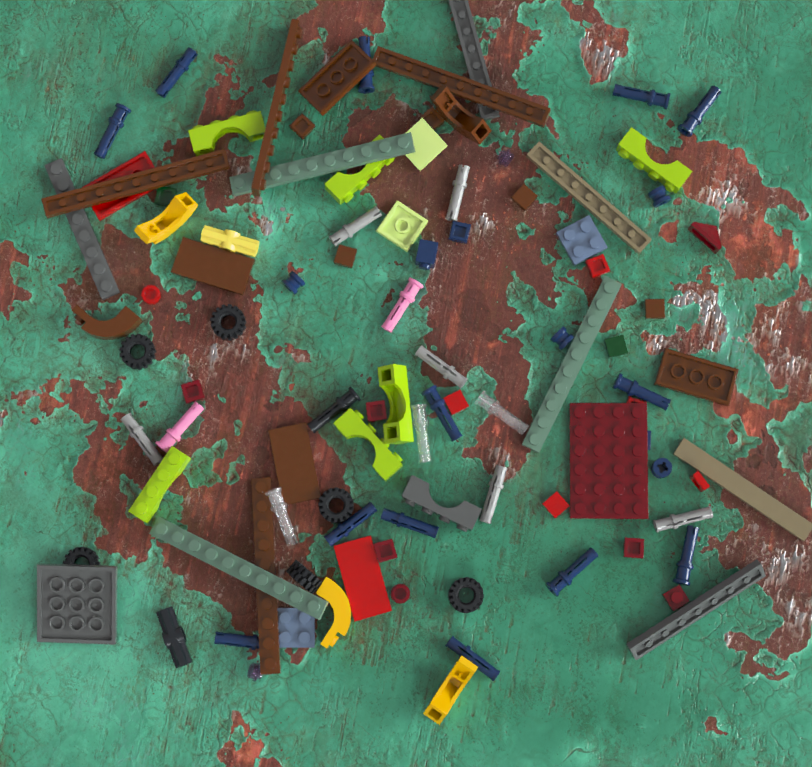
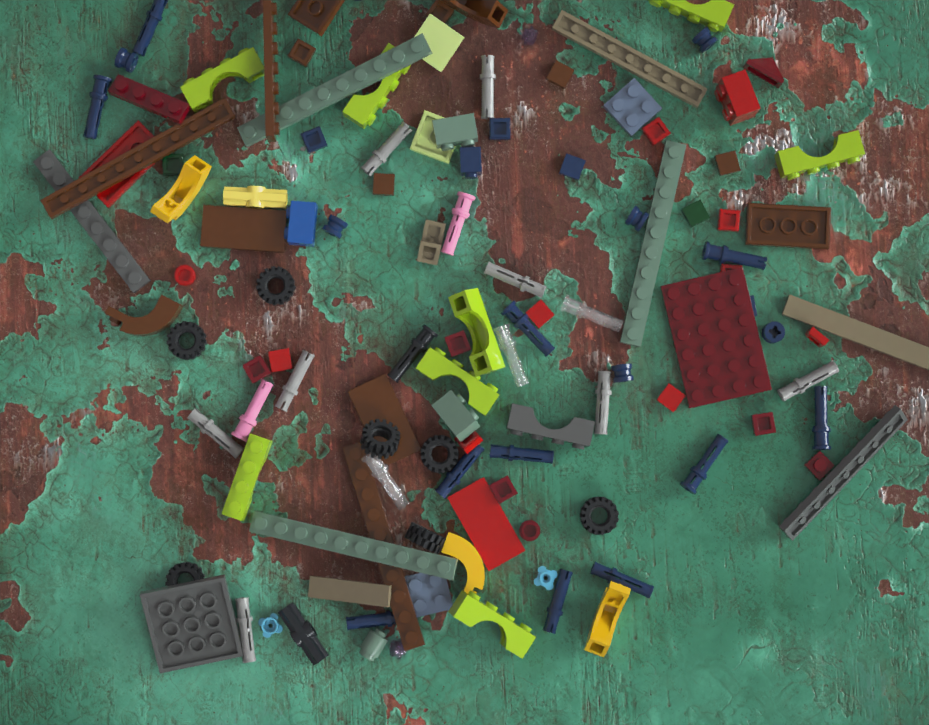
camera: 15 degrees left, 5 degrees up
(123, 621) = (245, 629): none -> light grey pin
(141, 623) = (264, 623): none -> medium azure plate
(148, 97) = (126, 60): none -> dark blue wheel
(159, 135) = (149, 99): none -> dark red plate
(215, 388) = (280, 360): none -> red tile
(219, 415) = (294, 381): none -> light grey pin
(225, 608) = (349, 591): none -> dark tan tile
(234, 662) = (373, 644): none -> sand green brick
(264, 273) = (302, 223): none -> blue brick
(284, 486) = (376, 447): none -> black tyre
(294, 203) = (314, 140): none -> dark blue tile
(329, 652) = (472, 611): none -> lime arch
(358, 473) = (456, 416): none -> sand green brick
(365, 498) = (470, 442): none -> red tile
(375, 316) = (431, 242): none -> dark tan slope
(409, 640) = (548, 584): none -> medium azure plate
(410, 663) = (557, 601): none -> dark blue pin
(419, 224) = (455, 131): none -> sand green brick
(515, 280) = (572, 167): none -> dark blue tile
(517, 472) = (622, 373): none -> dark blue wheel
(644, 359) = (728, 220): none -> red tile
(676, 252) = (737, 97): none -> red brick
(715, 321) = (794, 161): none -> lime arch

